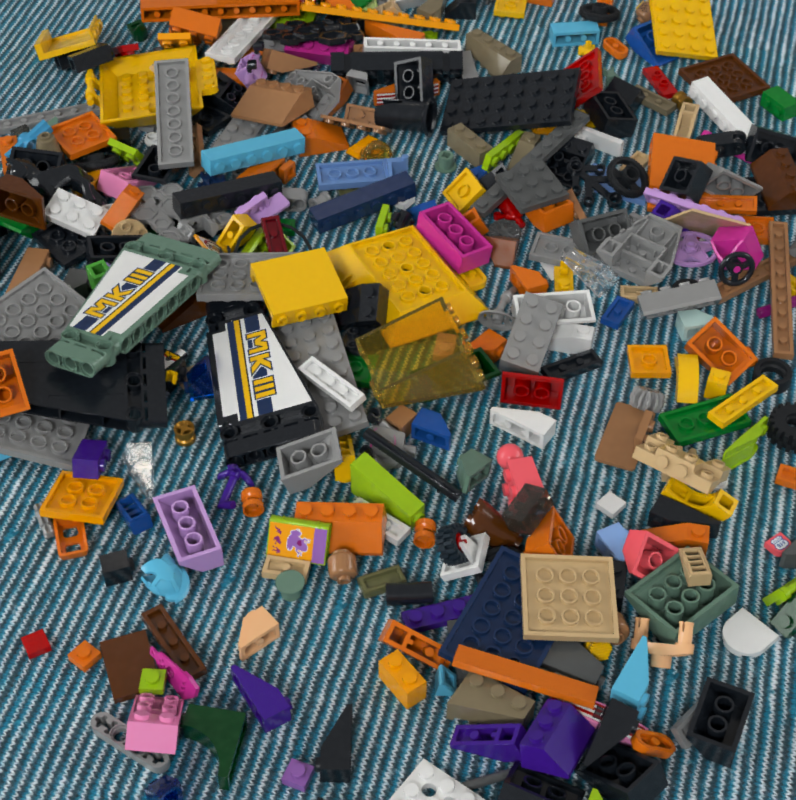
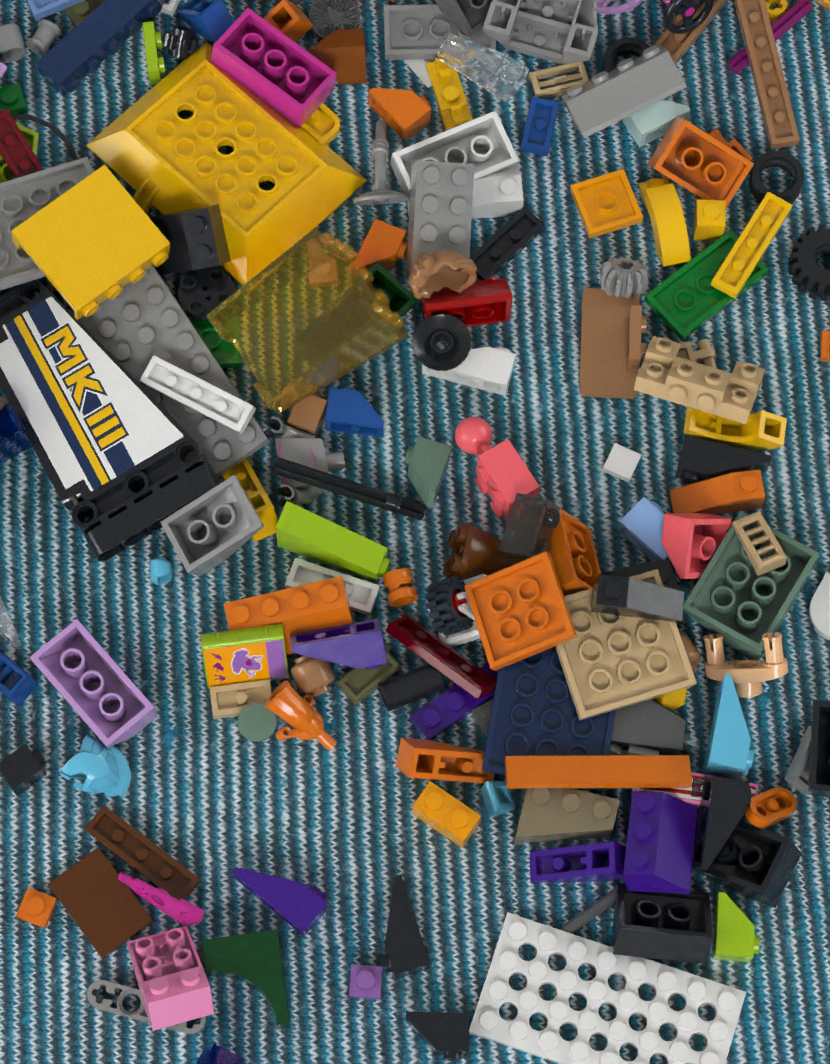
camera: 20 degrees left, 25 degrees up
(153, 681) = (141, 919): lime plate -> none
(184, 433) = (17, 519): pearl gold wheel -> none
(234, 474) = (117, 575): dark purple piece -> none
(252, 502) = (157, 610): orange wheel -> none
(257, 631) = (241, 804): light nougat slope -> none
(265, 481) = (160, 571): none -> medium azure piece
(321, 585) = (299, 714): none -> orange piece
(373, 551) = (349, 644): none -> dark purple slope
(437, 578) = (441, 656): none -> dark red tile
(502, 553) = (520, 611): none -> orange plate
(507, 398) = (441, 329): none -> black dish
(520, 355) = (441, 270): none -> medium nougat hair
(589, 566) = (636, 599): none -> slope
(745, 445) = (773, 314): lime piece -> none

